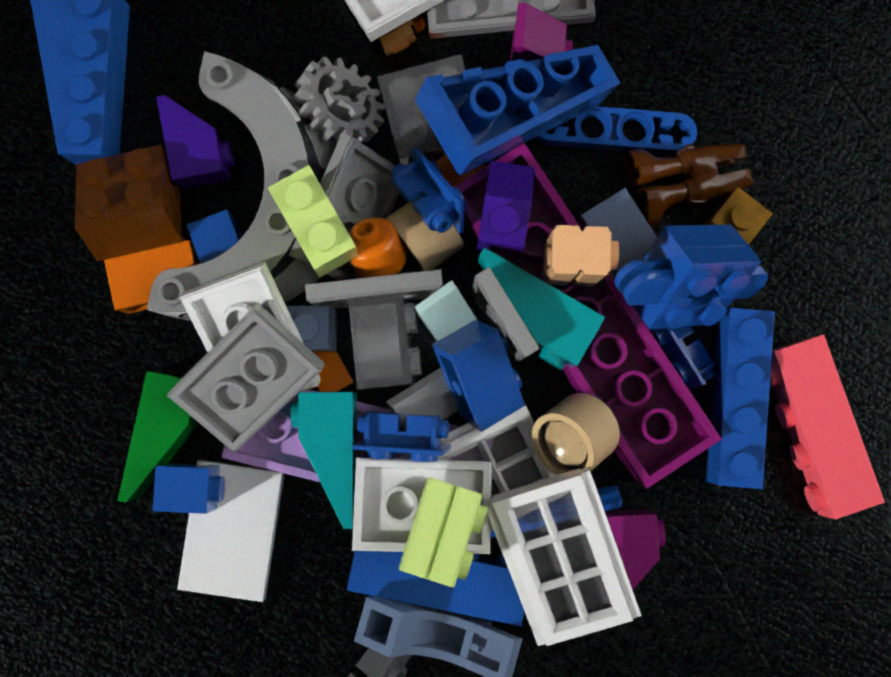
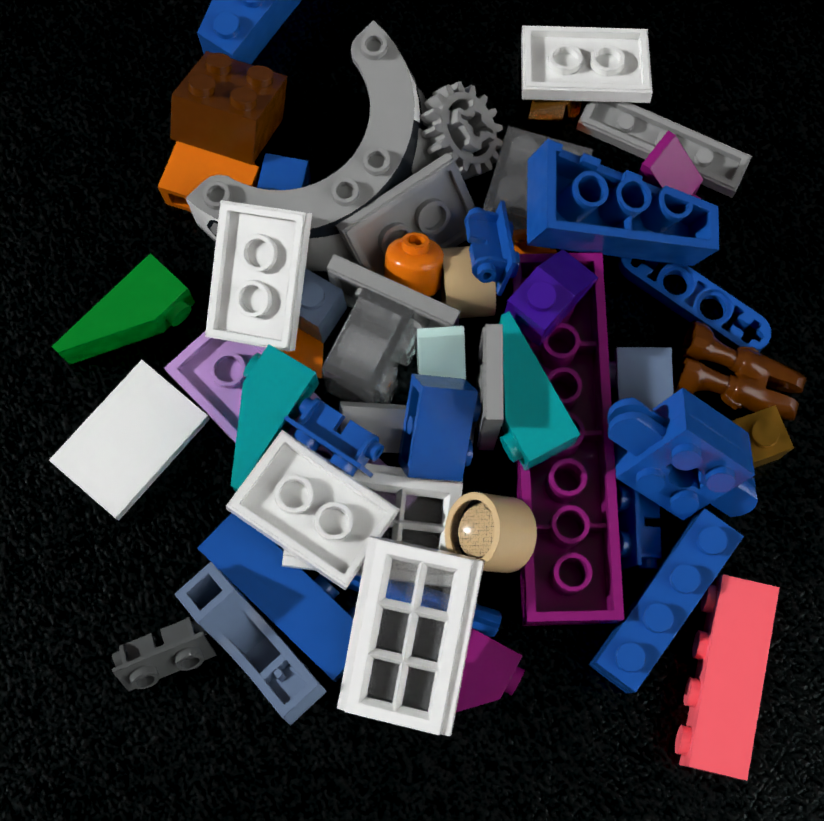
camera: 25 degrees right, 10 degrees down
(187, 488) = (118, 373): blue brick -> none
(193, 147) = (313, 98): dark purple slope -> none
(246, 378) = (231, 305): light grey tile -> none
(313, 221) = (375, 203): yellowish green brick -> none
(442, 533) = (315, 534): yellowish green brick -> none
(579, 255) = (588, 366): light nougat brick -> none

